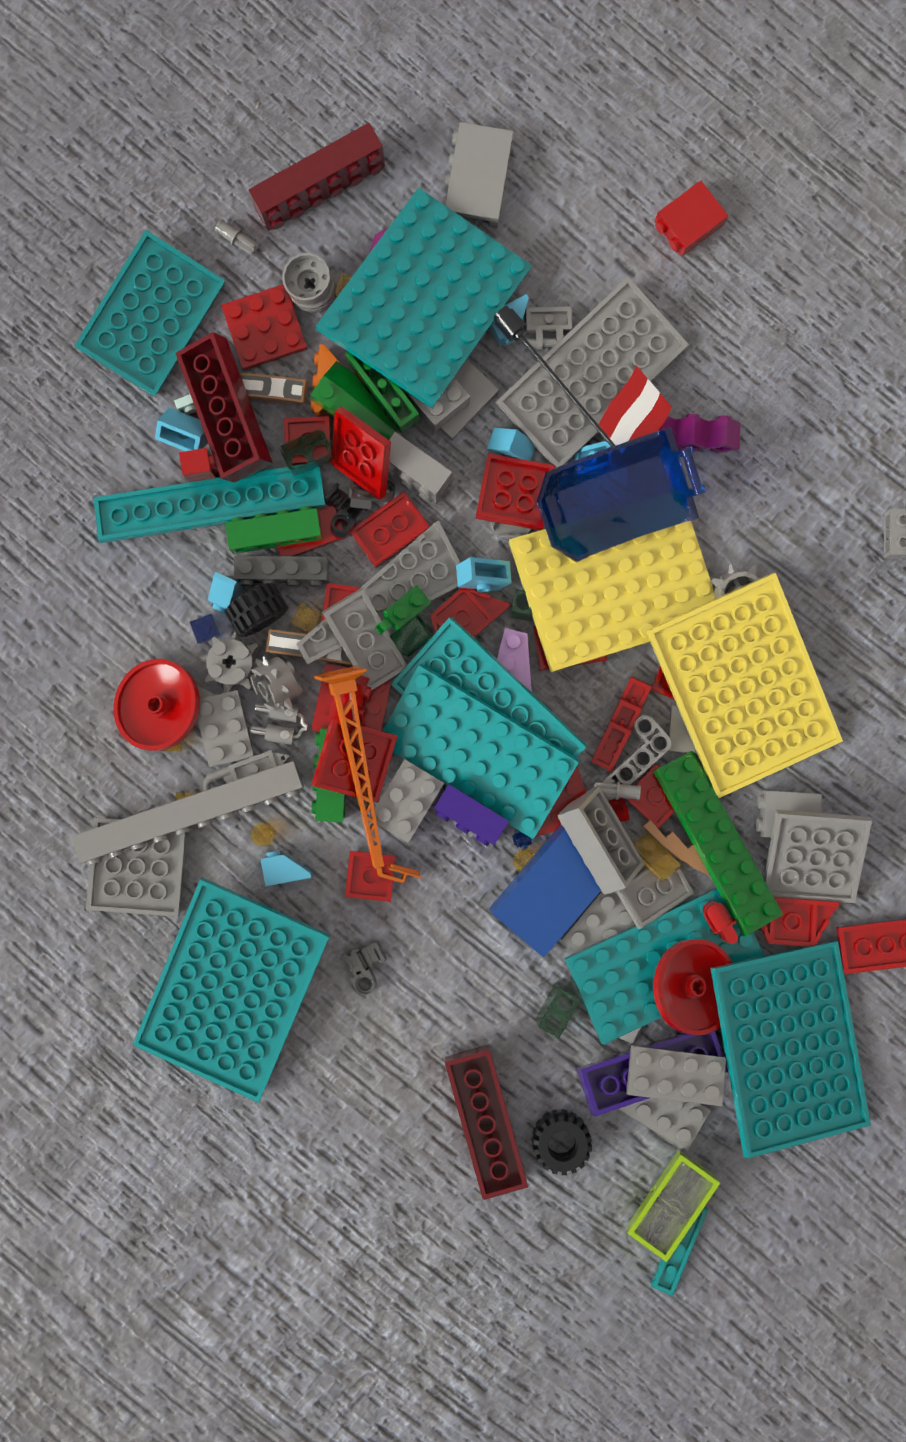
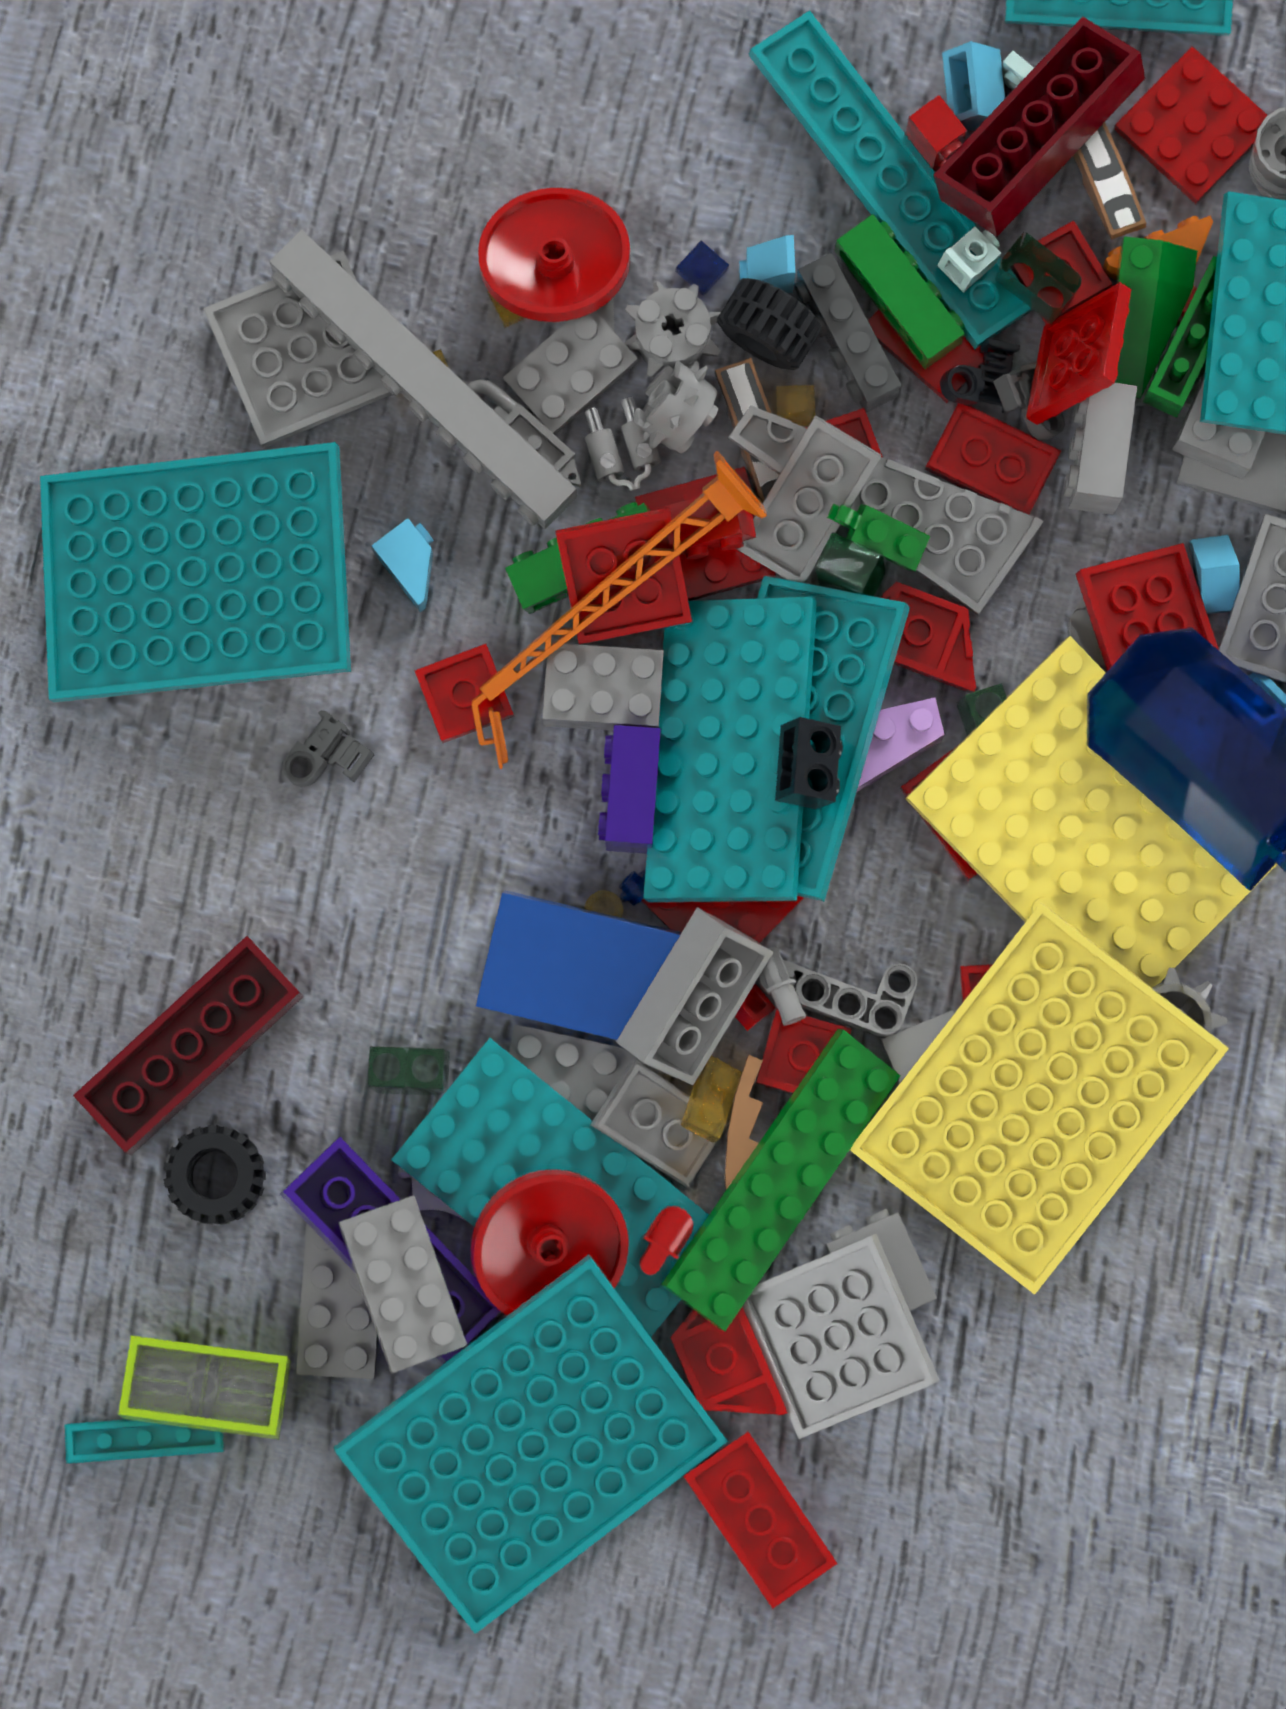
camera: 65 degrees right, 5 degrees down
(262, 834) = (443, 506): clear yellow plate -> none
(276, 490) = (965, 267): none -> light aqua brick
(483, 574) = (998, 626): medium azure brick -> none
(508, 720) = (800, 761): none -> black brick
(621, 723) = (885, 947): red slope -> none

